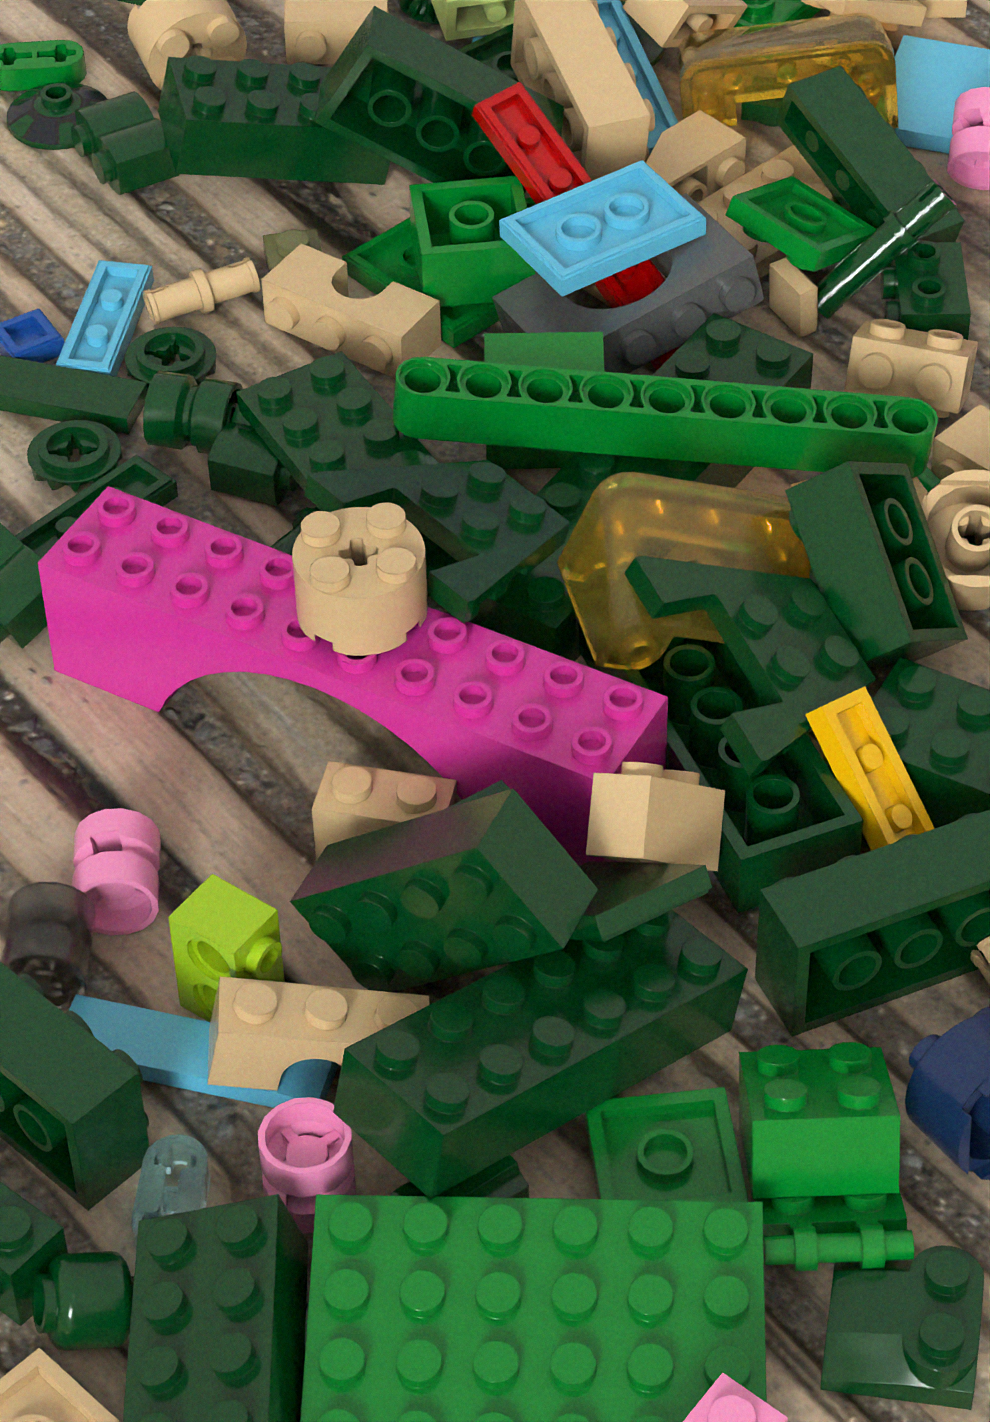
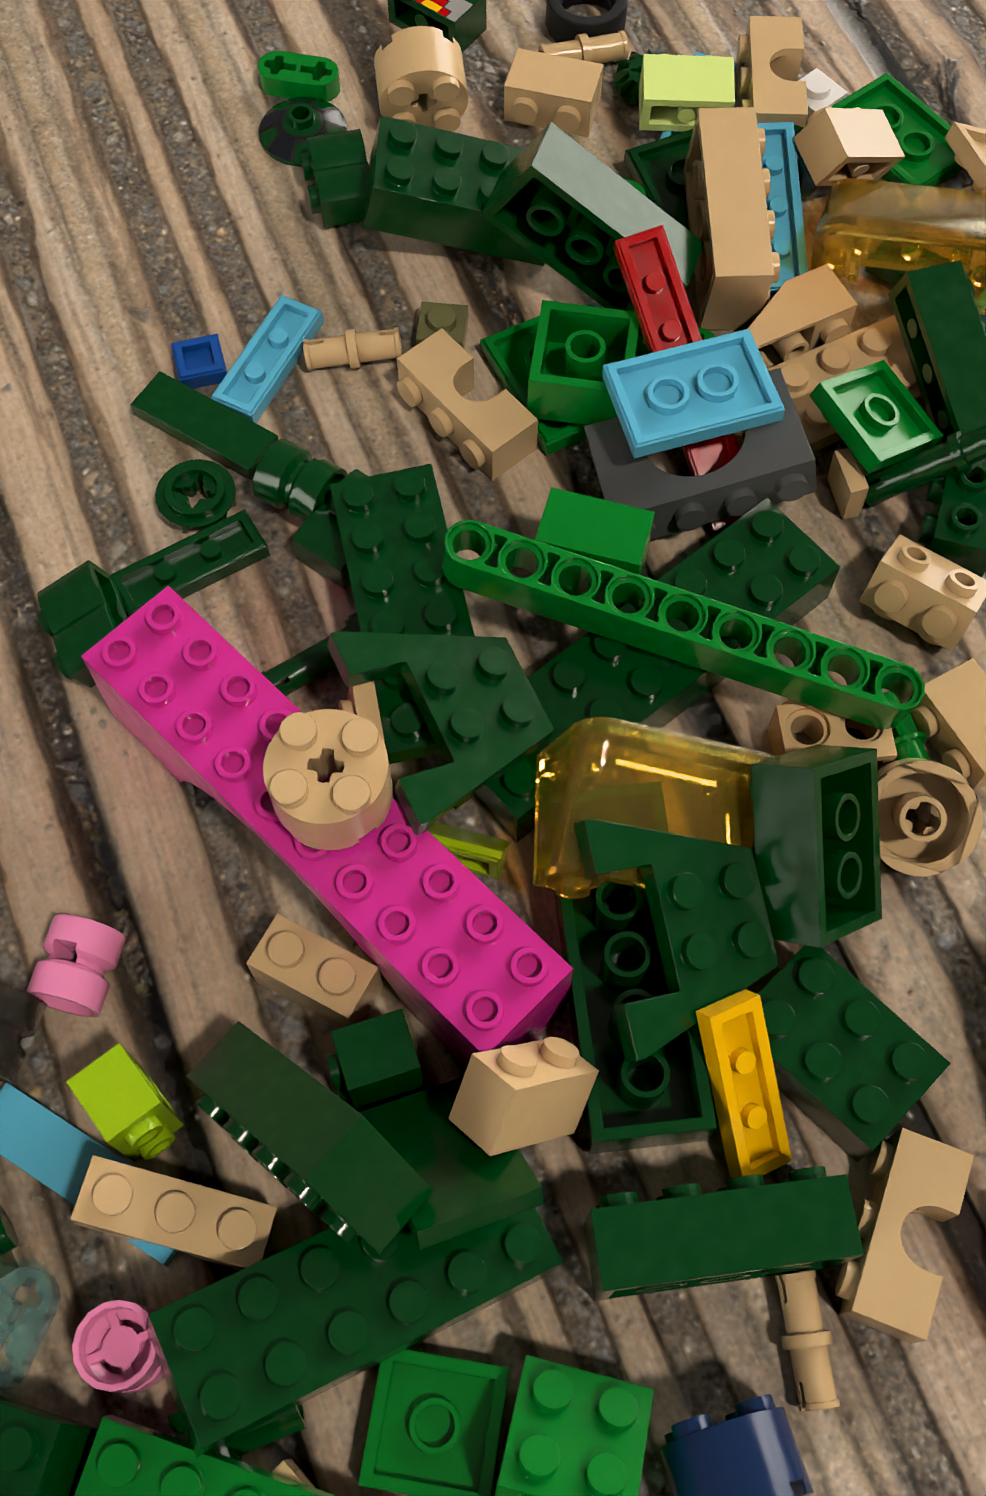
camera: 15 degrees right, 20 degrees up
(159, 346) = (301, 398): dark green gear -> none

